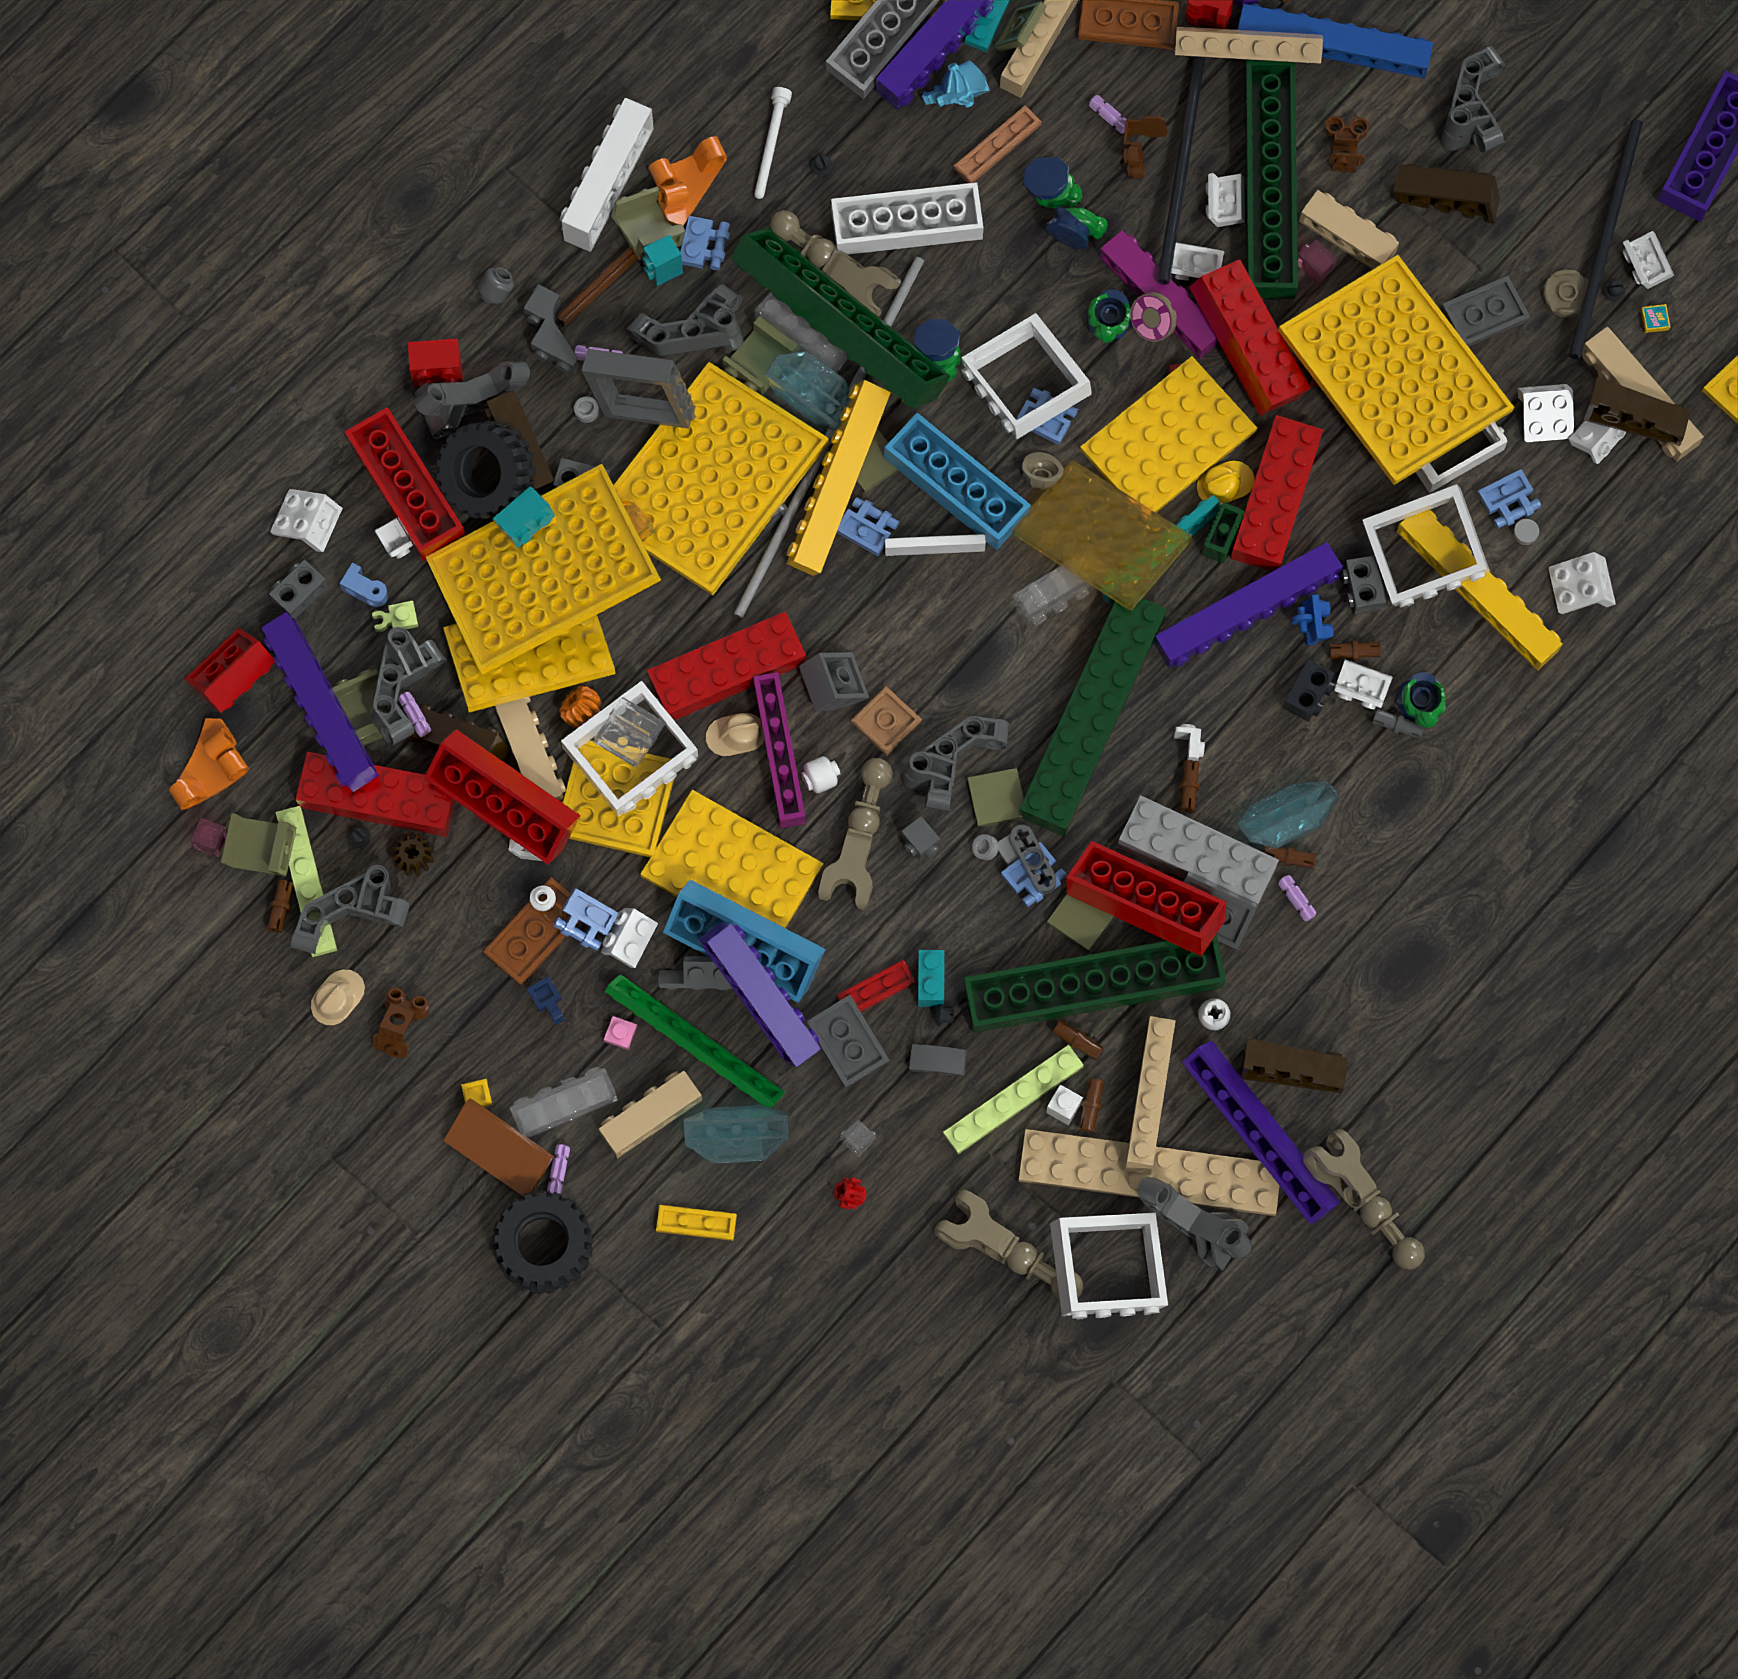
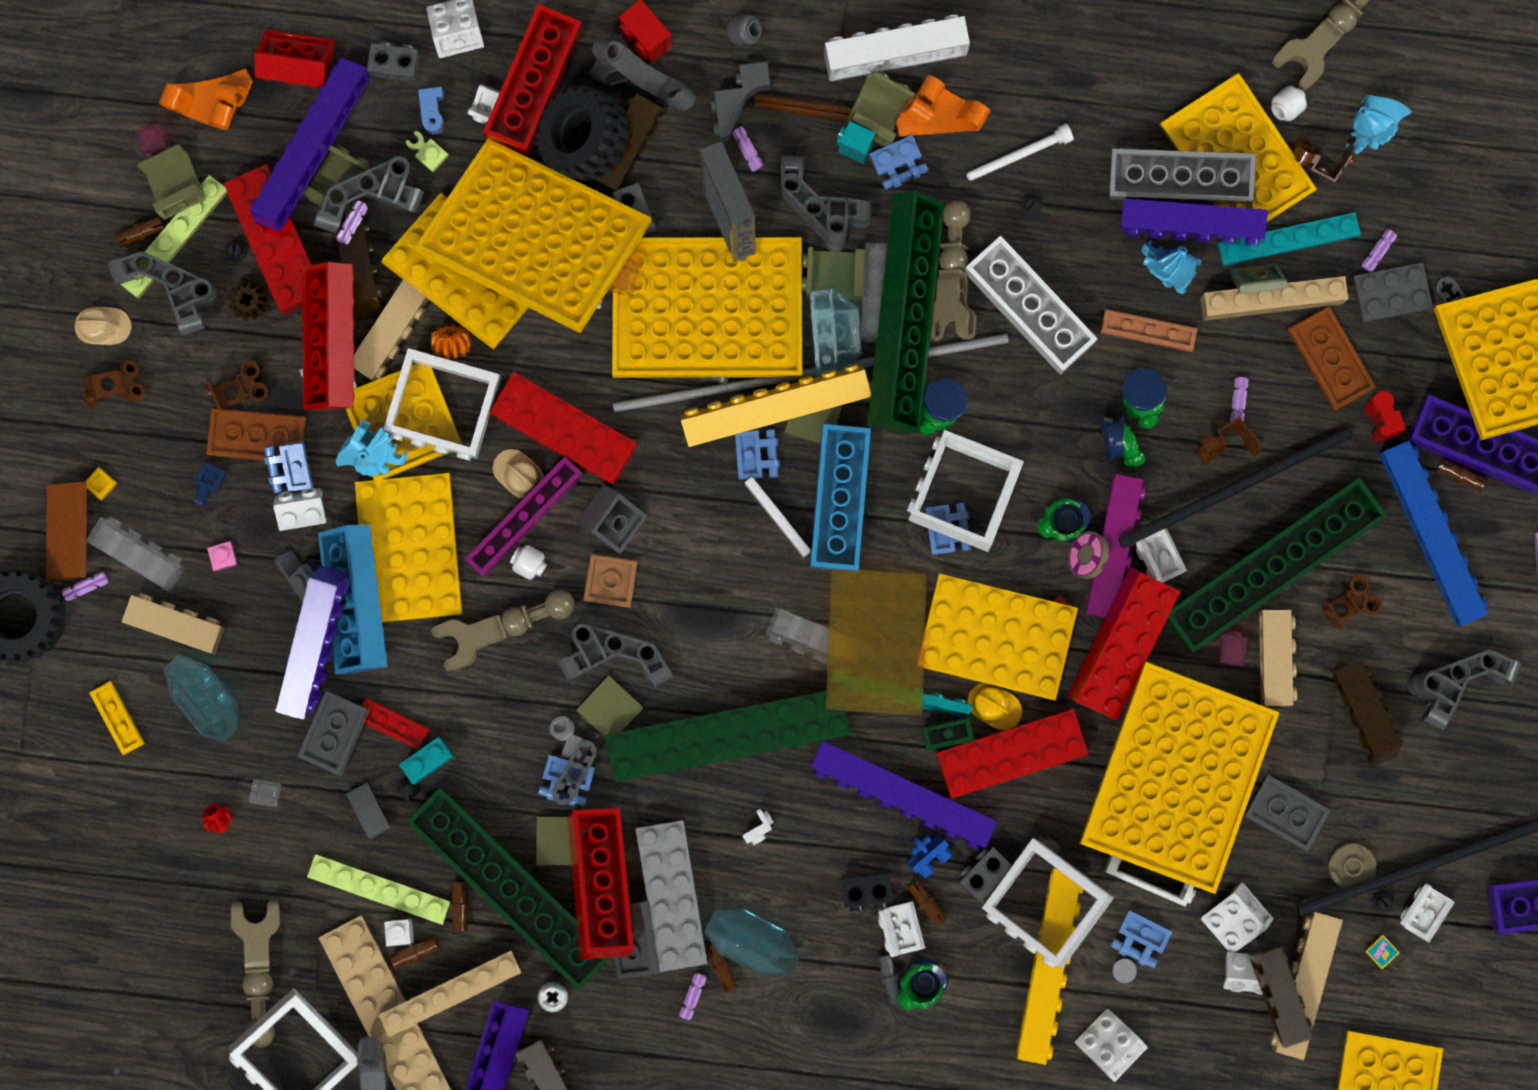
camera: 55 degrees right, 10 degrees up
(483, 910) = (244, 383): none -> reddish brown piece
(524, 517) = (563, 191): teal brick -> none
(546, 905) = (281, 430): white plate -> none
(586, 409) = (693, 172): light grey tile -> none
(626, 837) = (369, 451): none -> medium azure helmet
(629, 732) = (449, 395): clear slope -> none
(695, 1042) = (252, 617): green plate -> none
(920, 839) = (531, 675): dark grey brick -> none
(1041, 470) = (899, 556): dark tan piece -> none
(1189, 786) = (723, 851): reddish brown pin -> none
(1225, 199) = (1232, 542): white bracket -> none
(1249, 44) = (1374, 470): tan brick -> none

